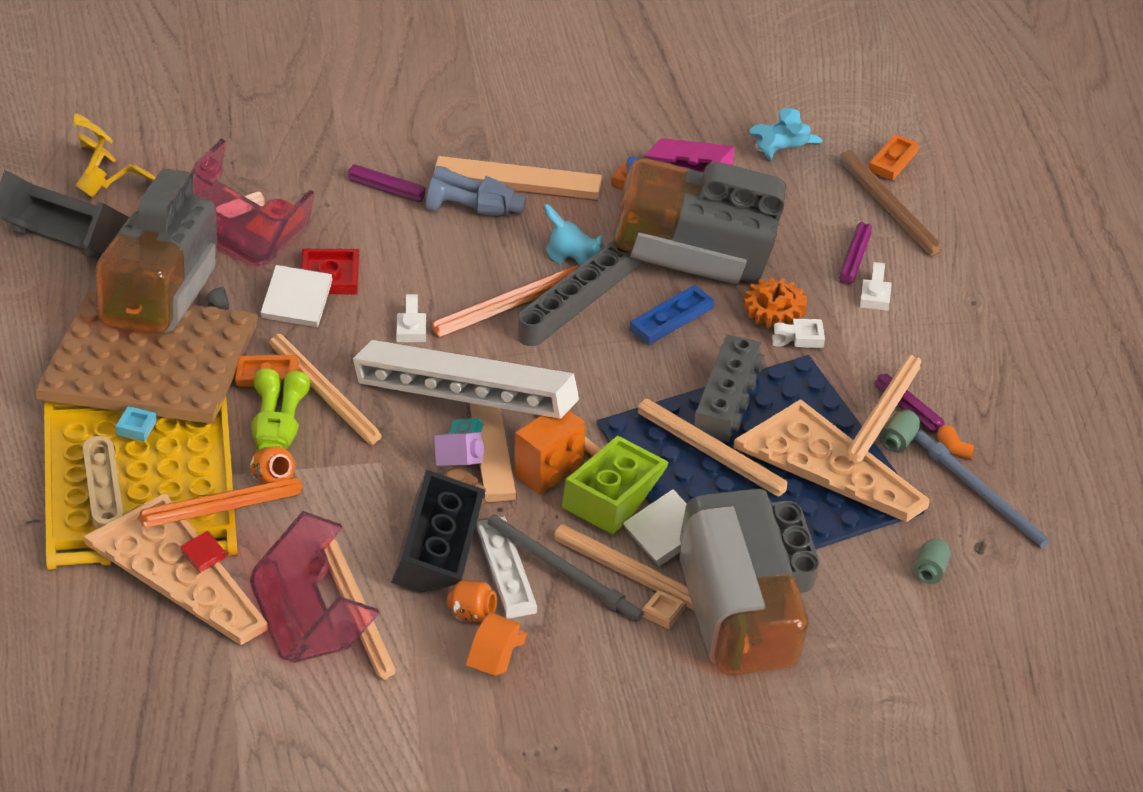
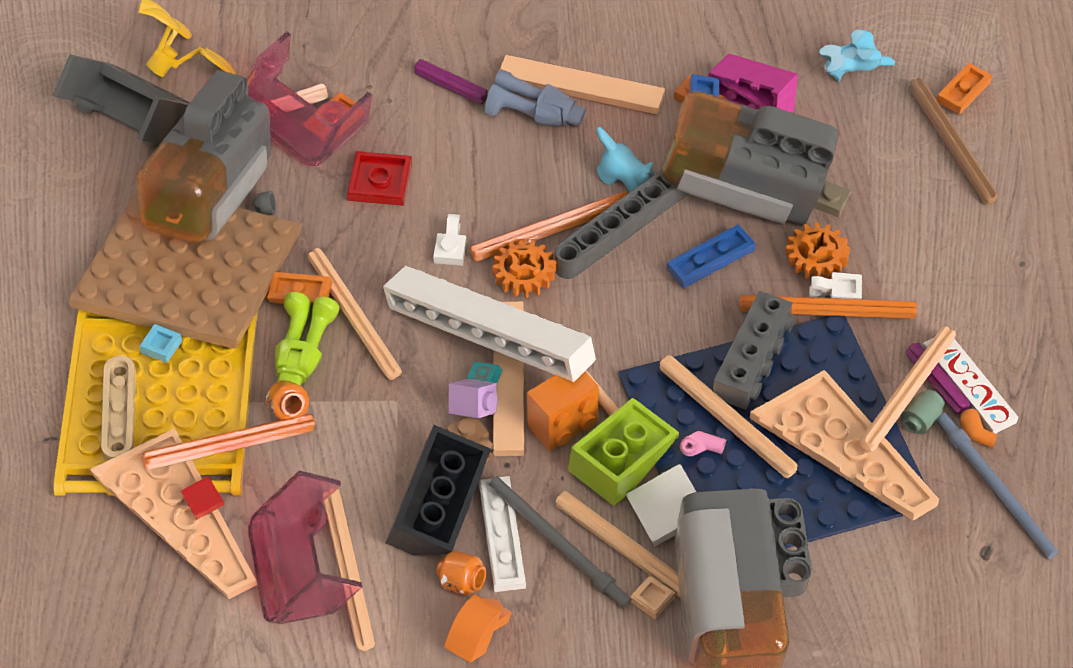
camera: 10 degrees right, 10 degrees up
(296, 296) = (341, 206): white tile -> none
(489, 336) = (524, 268): none -> orange gear
(690, 470) = (700, 442): none -> bright pink arm
(782, 260) = (832, 199): none -> dark tan plate
(810, 349) = (843, 307): none -> orange axle
(855, 253) = (908, 197): magenta axle -> none
(876, 292) = (923, 245): white plate -> none
(932, 561) = (933, 567): sand green brick -> none
(966, 424) = (983, 397): none -> white tile

